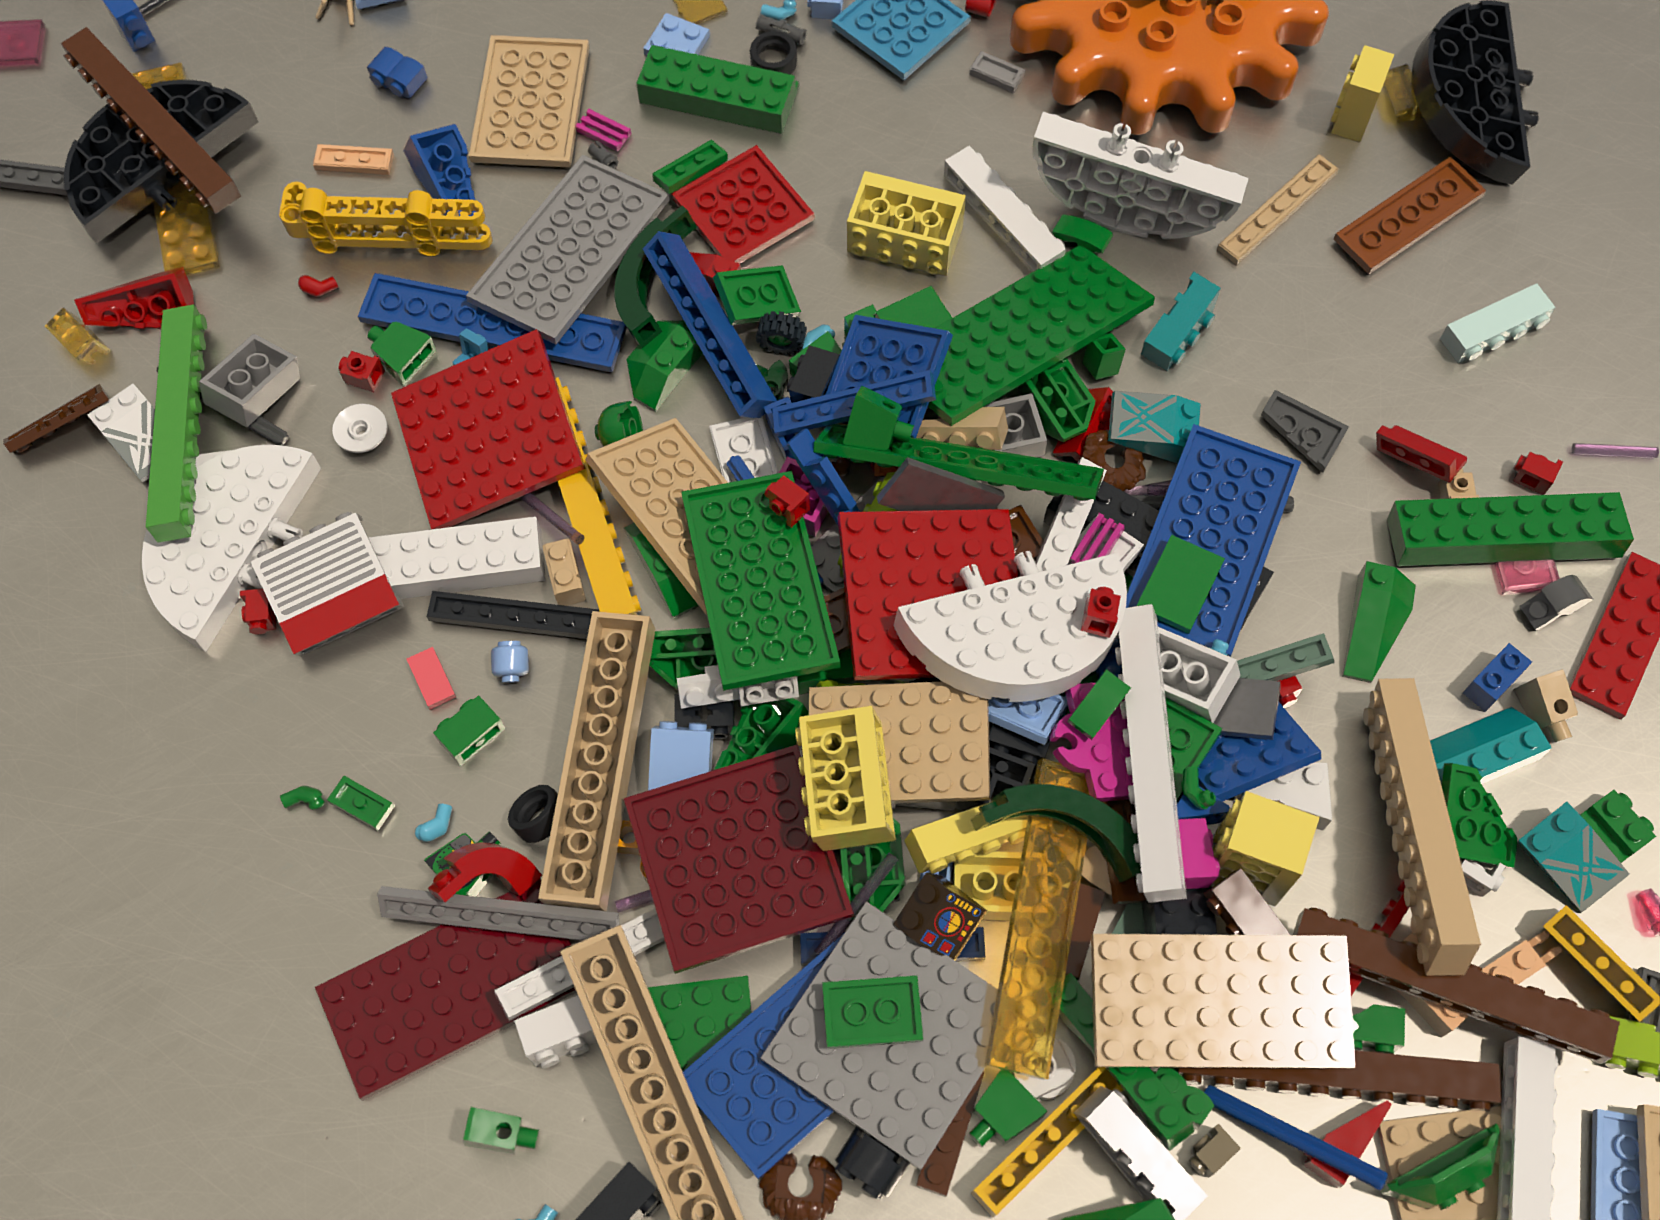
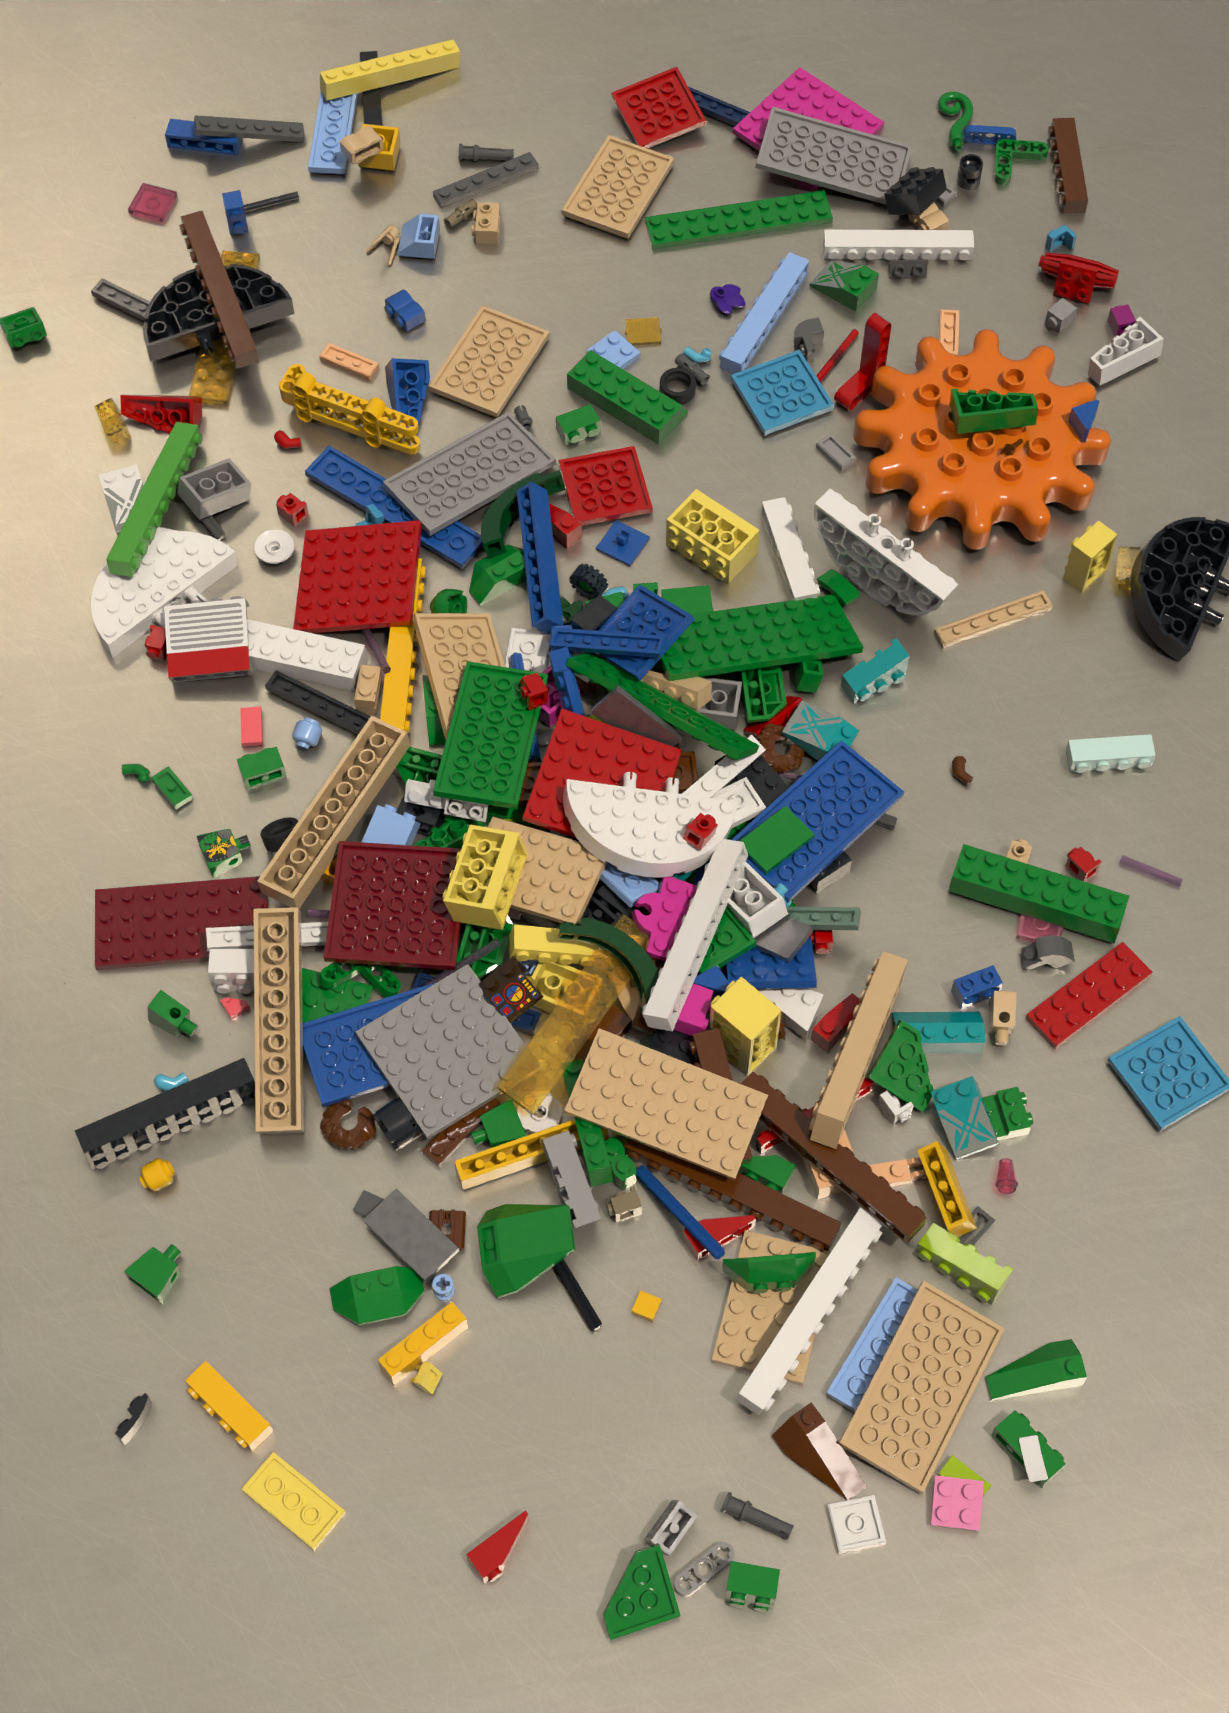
camera: 20 degrees right, 5 degrees down
(63, 415) = (71, 472): reddish brown wing -> none
(401, 349) = (324, 504): green torso -> none
(435, 827) = (214, 821): medium azure arm -> none
(475, 859) = (248, 857): red arch -> none
(495, 914) = (217, 879): light grey plate -> none
(574, 1078) = (234, 1007): none -> coral tile
(606, 127) = (536, 398): dark pink tile -> none
(674, 139) = (578, 424): none -> green brick
(690, 166) = (580, 445): green plate -> none
(748, 968) = (365, 969): none -> green beam
(755, 291) = (583, 546): green plate -> none
(801, 266) = (622, 543): none -> blue piece
(872, 1012) = (438, 1028): green plate -> none
(875, 422) = (614, 658): green torso -> none
(1099, 704) = (673, 891): green slope -> none
(1108, 524) = (734, 789): dark pink tile -> none
(1193, 792) = (712, 969): green arm -> none
(1305, 428) = (931, 776): dark grey wing -> none
(1333, 408) = (958, 770): none -> reddish brown arm
(1354, 790) = (834, 1023): none -> red slope
(1379, 612) = (918, 915): green wedge -> none
(1409, 215) = (1087, 656): dark orange plate -> none
(1420, 452) = (1002, 819): red panel -> none

